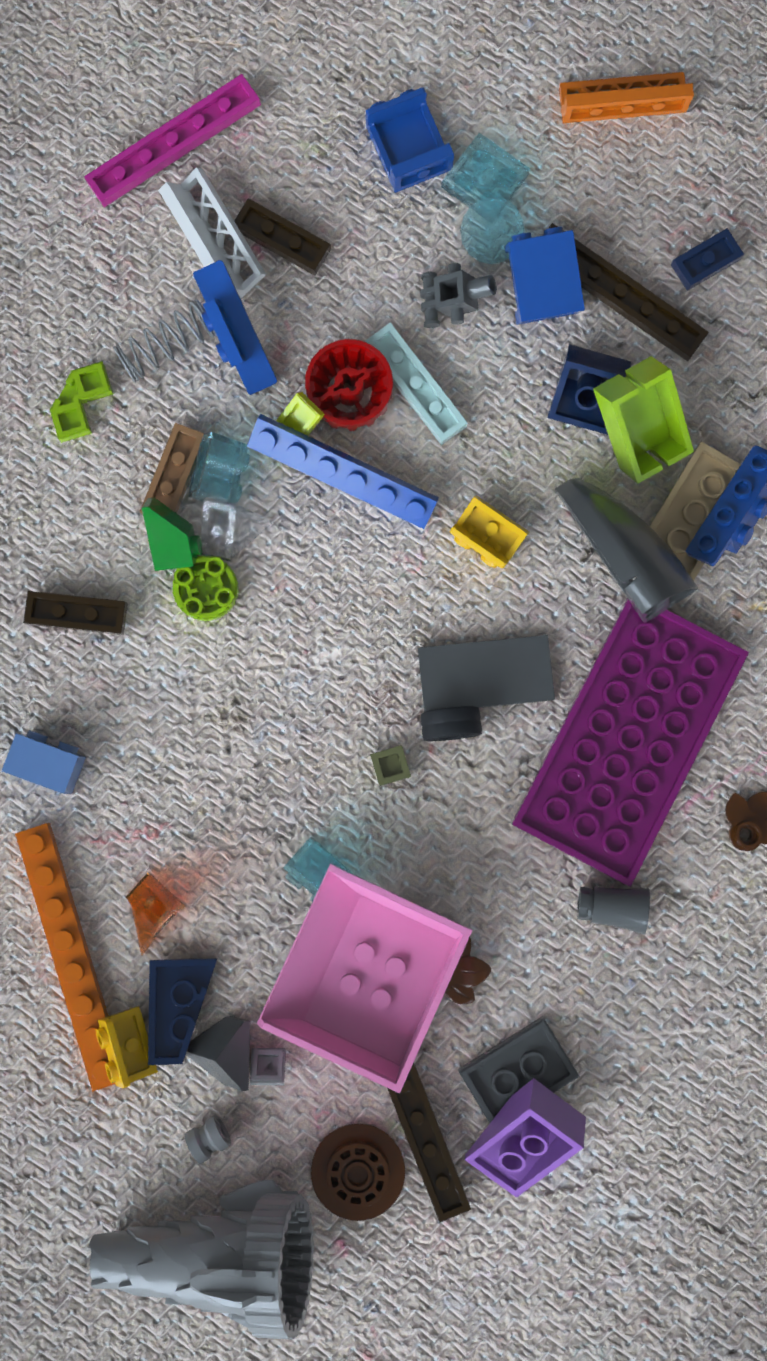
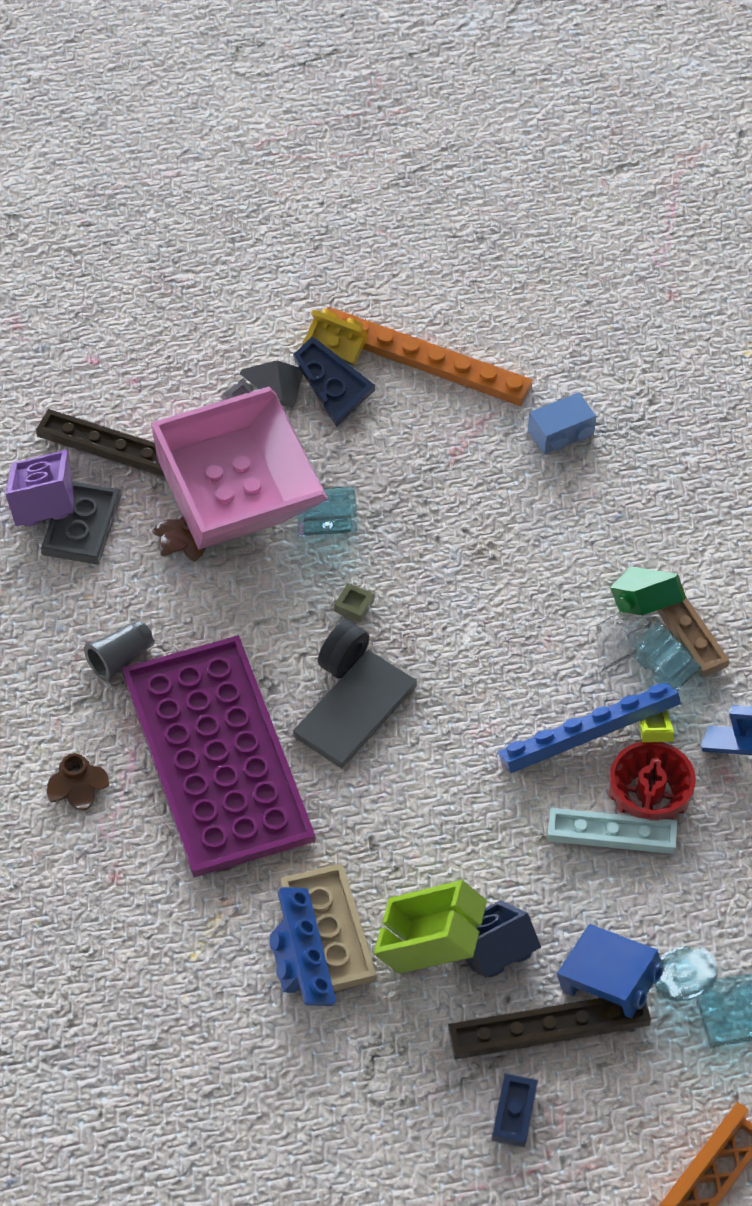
camera: 135 degrees right, 30 degrees down
(75, 613) = (648, 511): dark brown plate -> none
(152, 910) = (404, 413): clear orange slope -> none
(206, 589) = (588, 596): lime tile -> none
(207, 1139) = (234, 338): light grey wheel -> none
(241, 1264) = (140, 291): light grey cone -> none
(357, 1172) = (124, 390): reddish brown wheel -> none
(453, 294) = (657, 904): dark grey piece -> none
(488, 533) = (451, 781): yellow bracket -> none
(628, 549) = (352, 834): dark grey panel -> none

